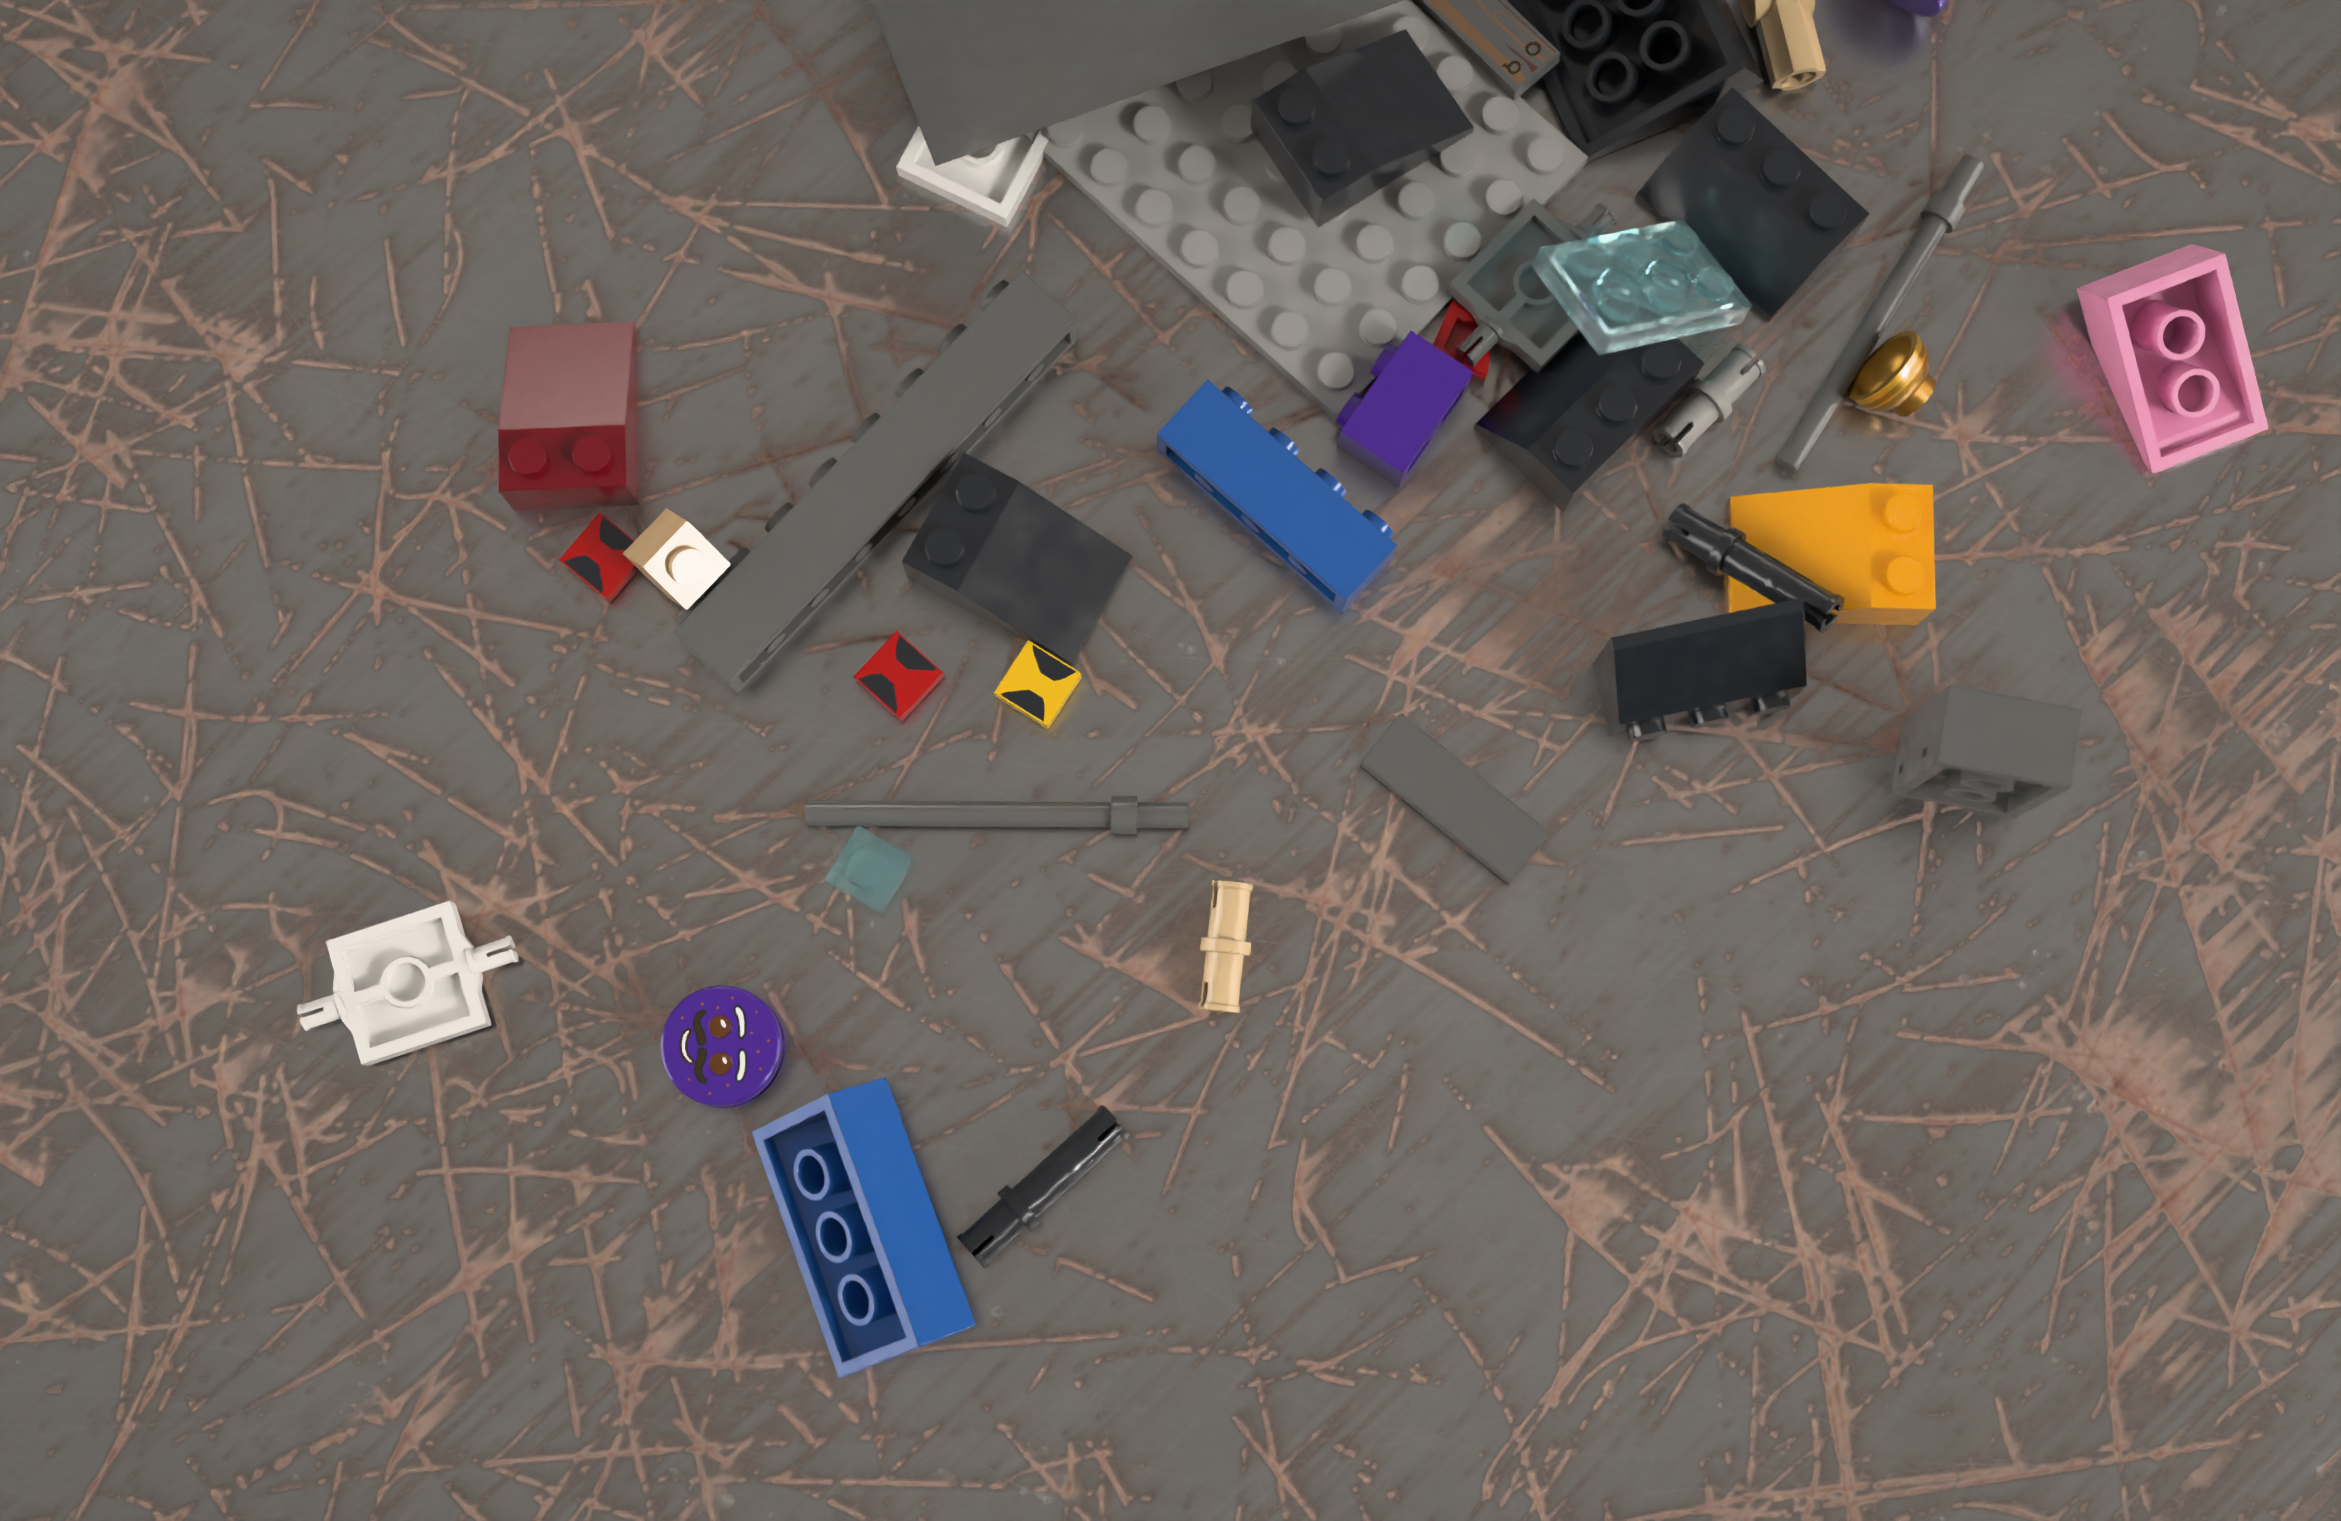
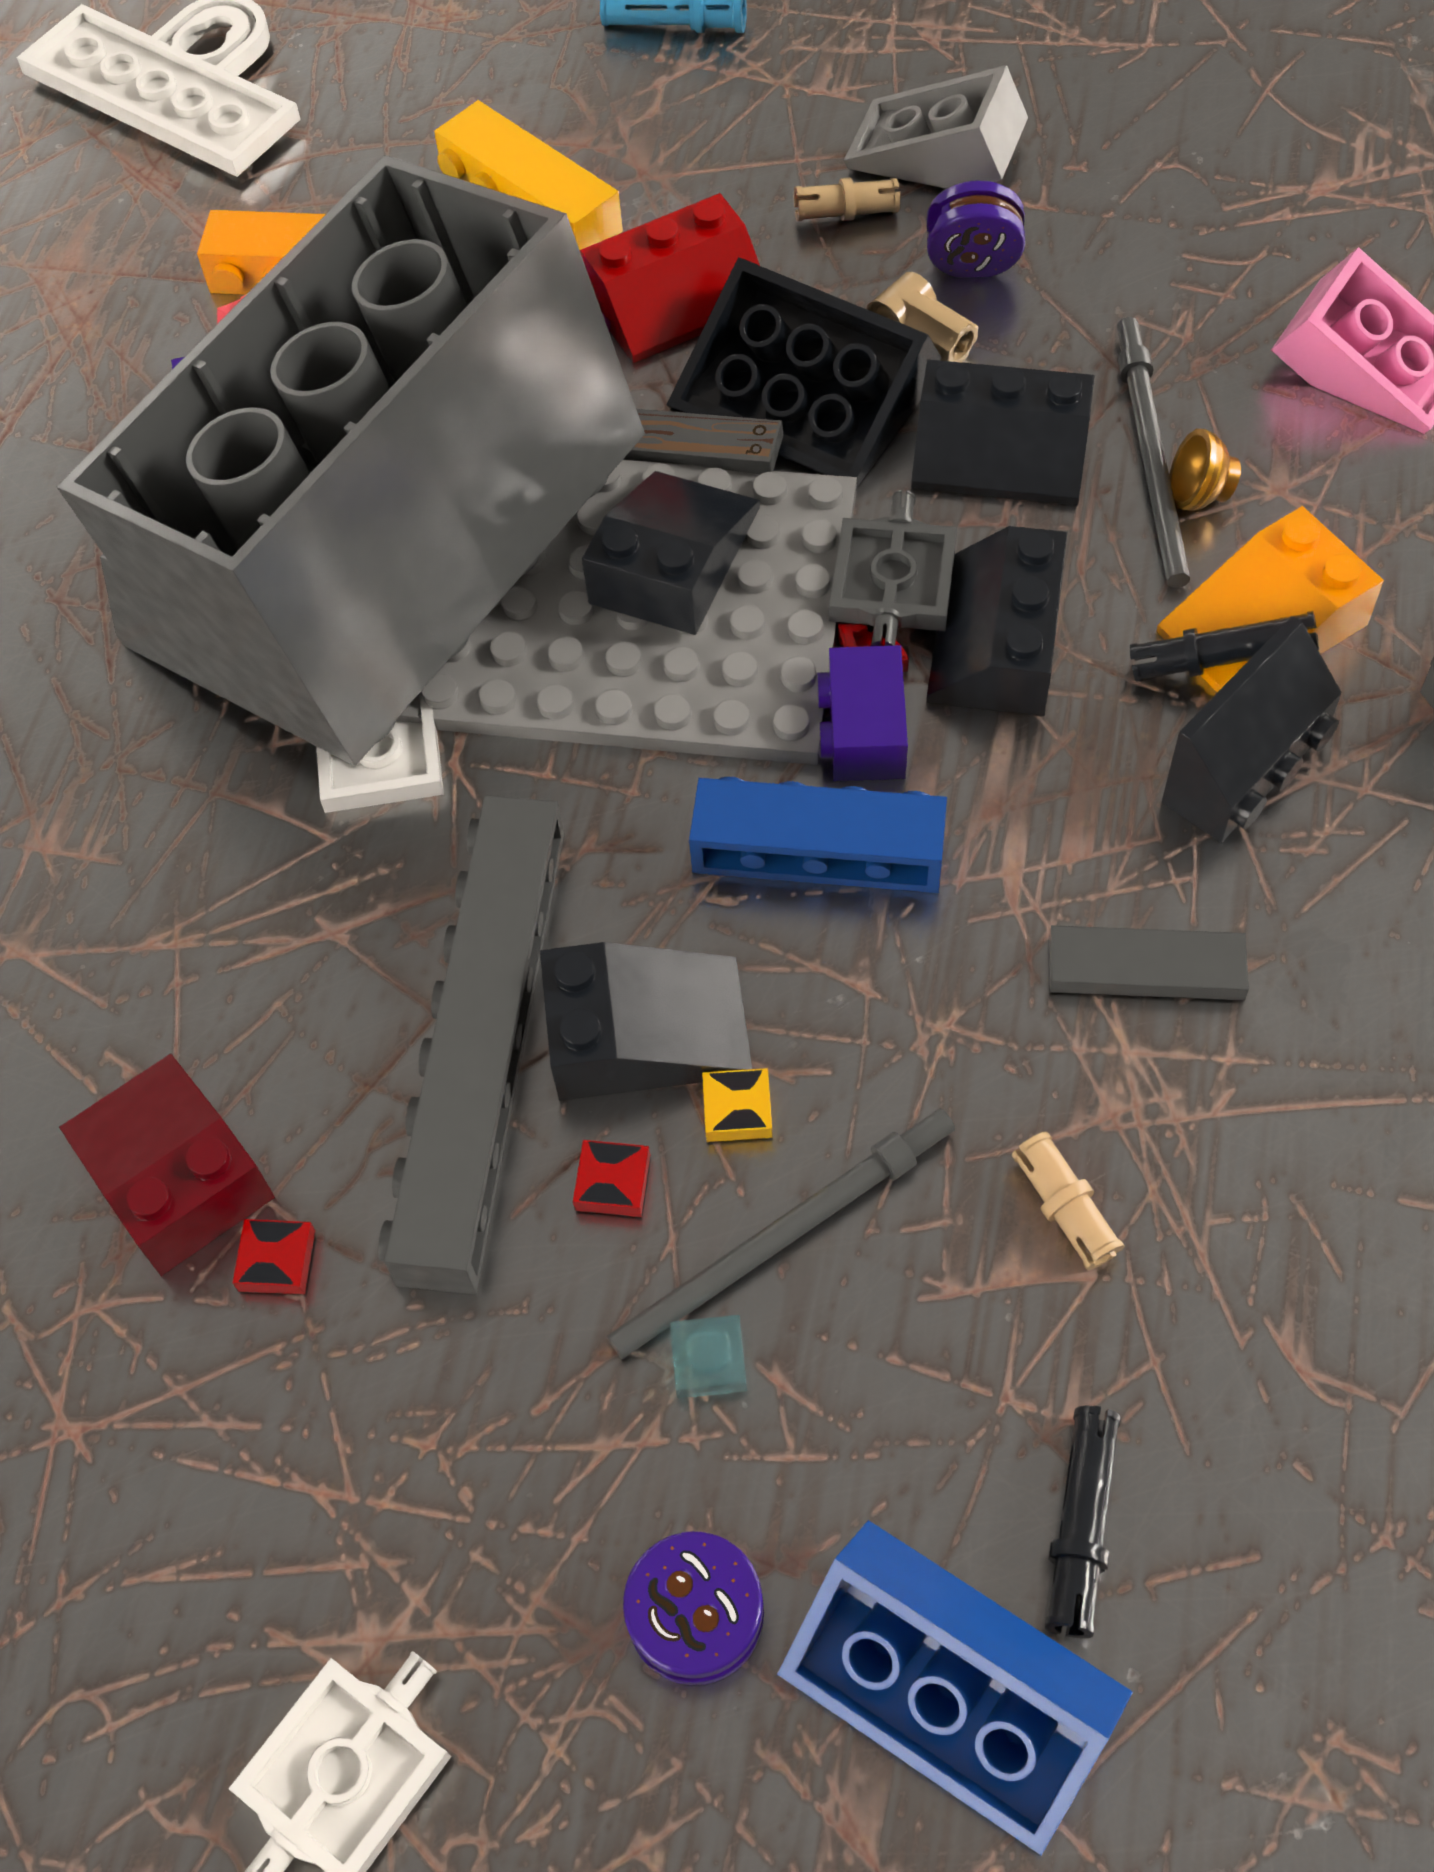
camera: 30 degrees left, 20 degrees down
(676, 558) = (344, 1203): brick -> none
(1640, 286) = (976, 511): clear light blue plate -> none
(1708, 400) = (1085, 571): light grey pin -> none

